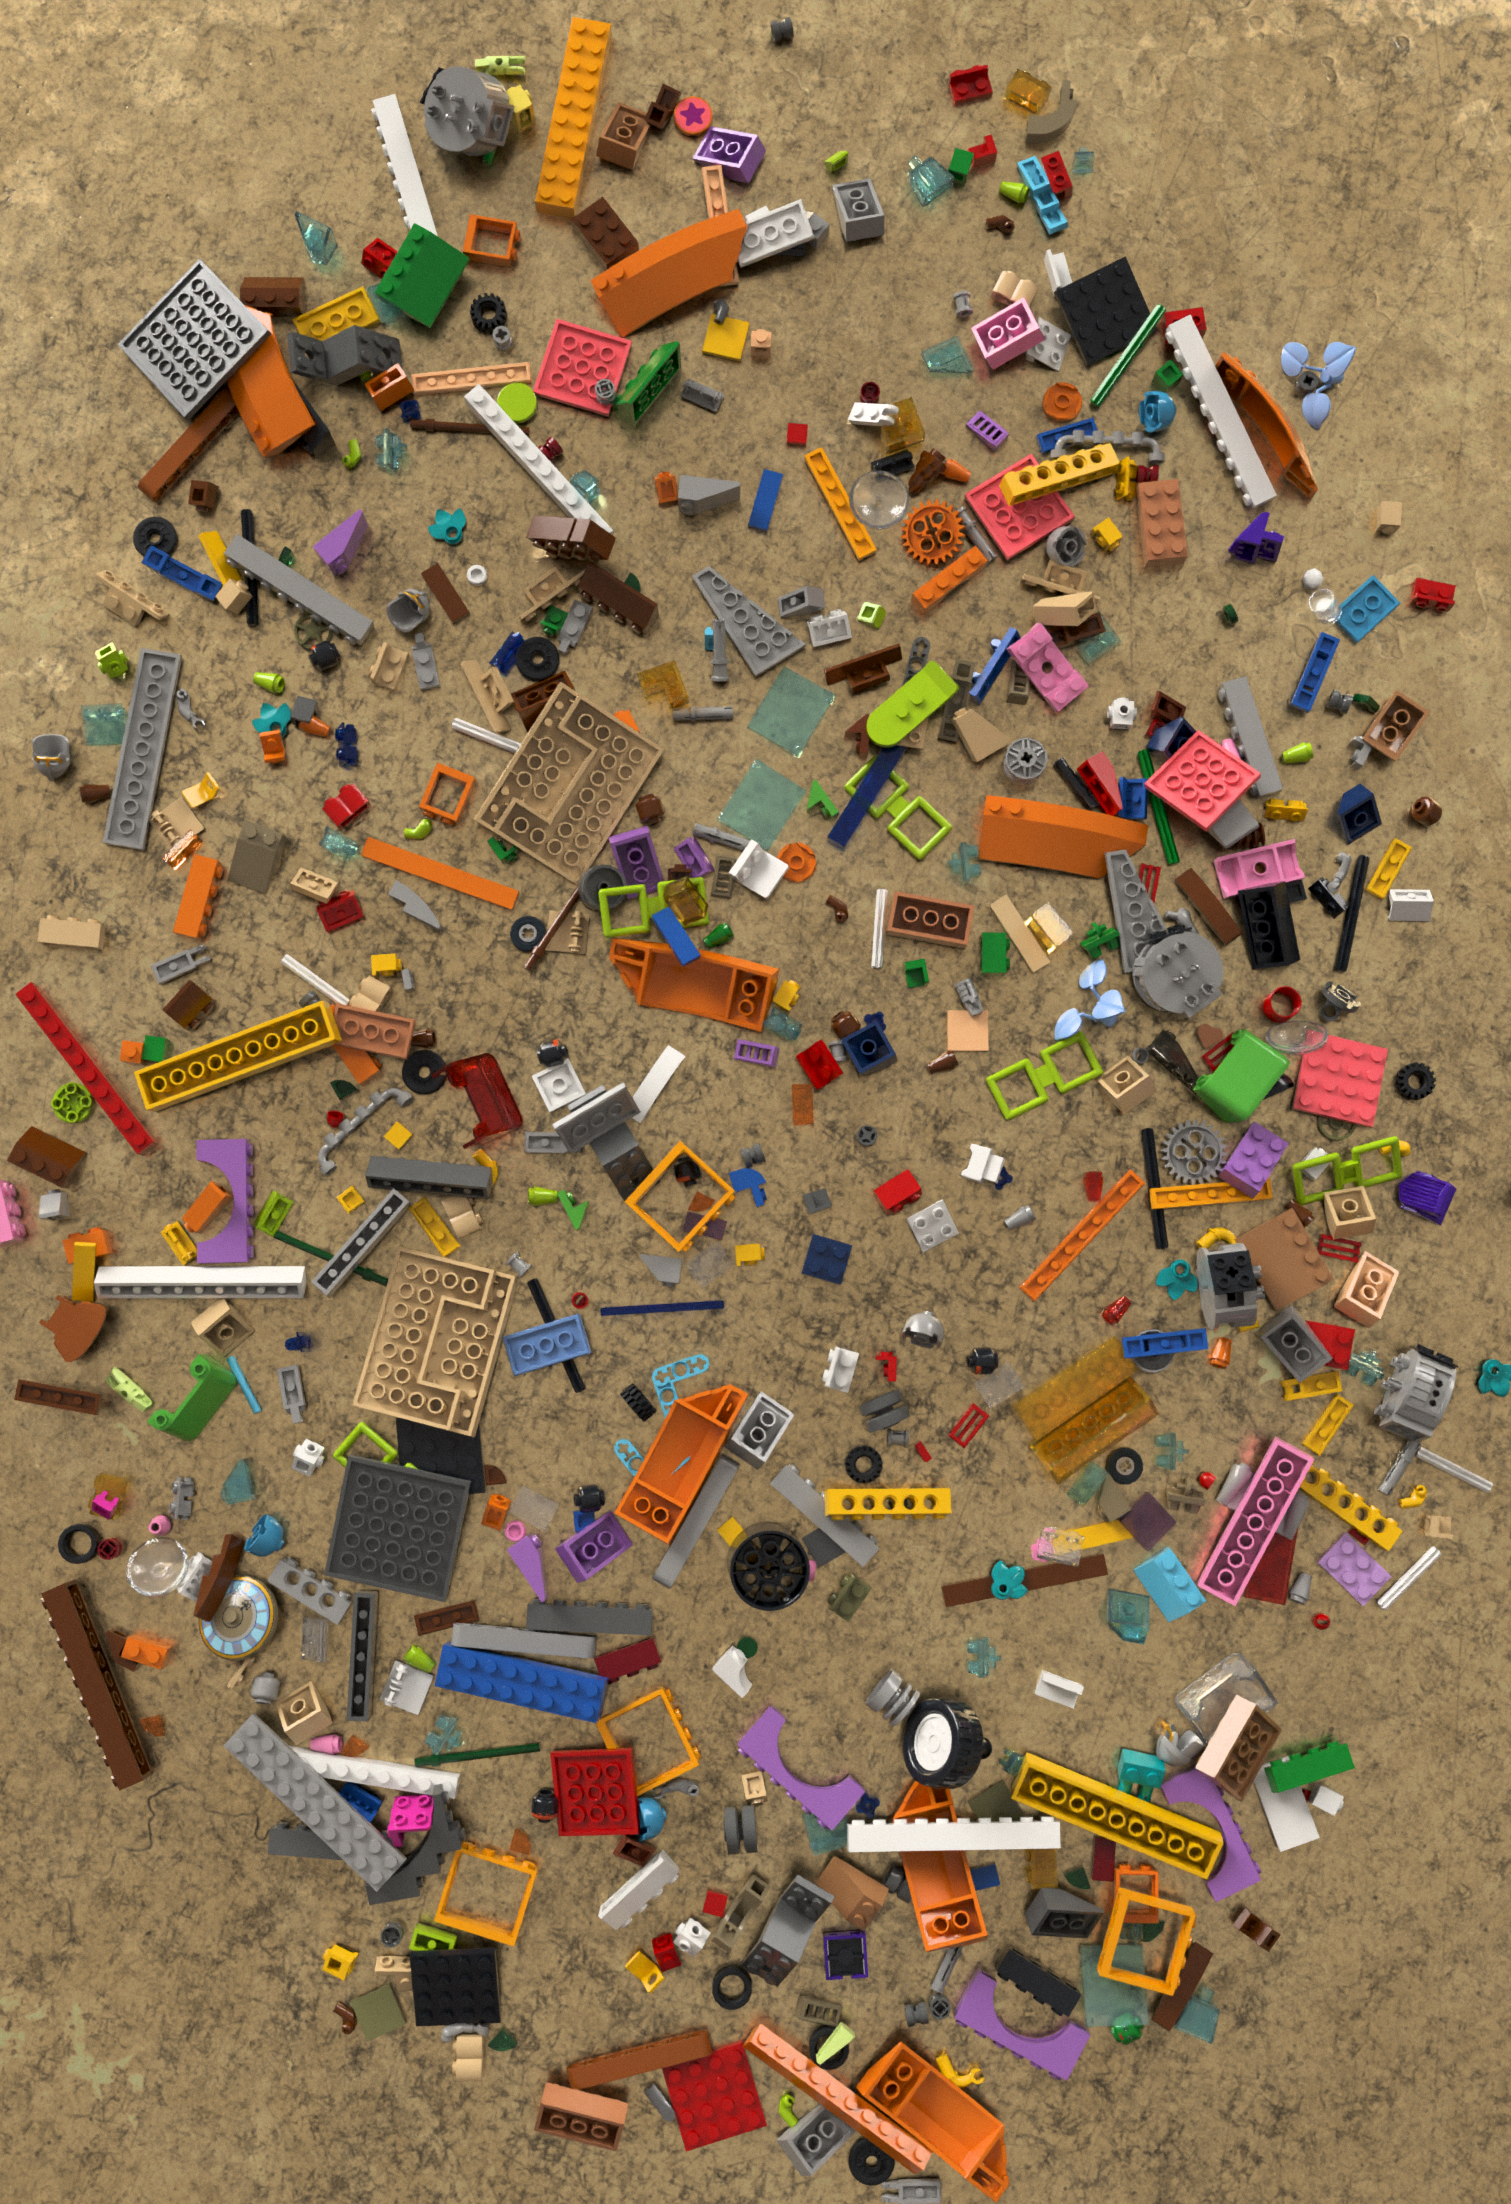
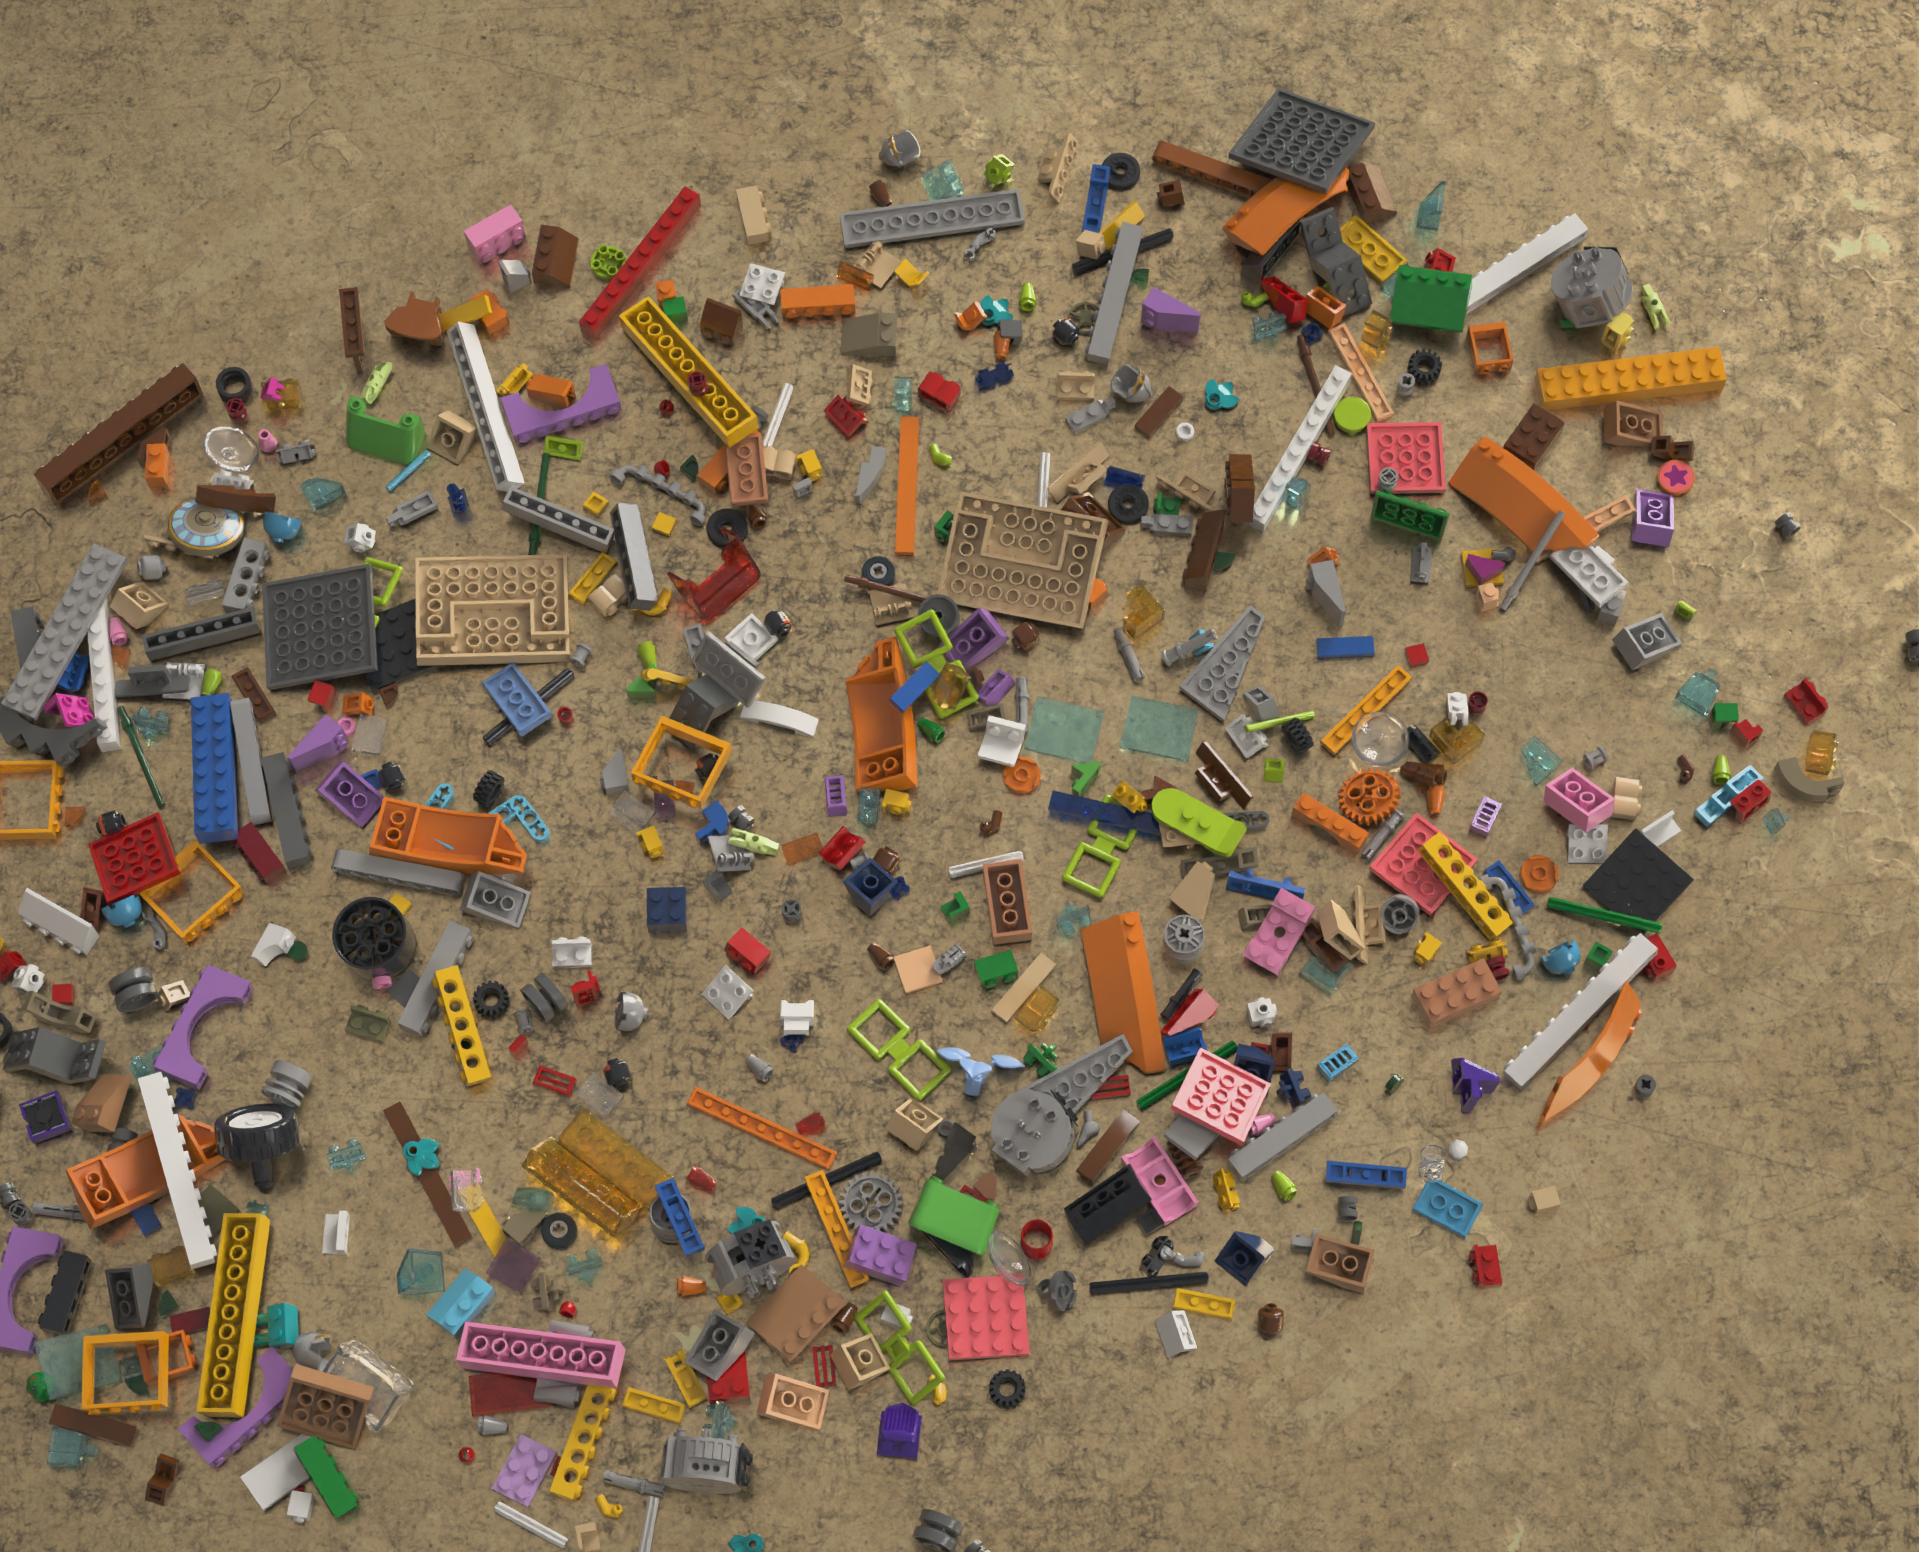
camera: 75 degrees right, 15 degrees down
(158, 949) = (762, 284): none -> white hinge
(266, 1088) = (669, 409): none -> red hinge
(268, 1050) = (697, 384): none -> dark red wheel
(365, 422) = (1285, 299): none -> red slope
(400, 1722) = (151, 681): none -> dark grey bracket
(435, 342) = (1377, 330): none -> clear yellow brick
(454, 775) = (978, 482): orange window -> none
(474, 1547) = (322, 694): none -> red panel
(580, 1183) = (666, 678): none -> yellow plate
(661, 1308) = (579, 785): clear blue tile -> none
(732, 335) = (1483, 568): none -> magenta slope
(764, 317) = (1512, 592): none -> light grey bar
(787, 1143) = (753, 842): none -> yellowish green hinge
(787, 1178) = (728, 856): none -> light grey hinge
(827, 591) = (1278, 721): none -> lime bar
(848, 578) = (1297, 735): none -> black tyre
(860, 764) = (1129, 797): none -> yellow hinge
(1191, 676) = (1323, 1069): none -> dark azure slope
(1205, 712) = (1290, 1088): none -> dark blue hips
(1227, 1871) = (208, 1429): none -> dark green tile
(1337, 359) = (1665, 1089): light blue plant -> none

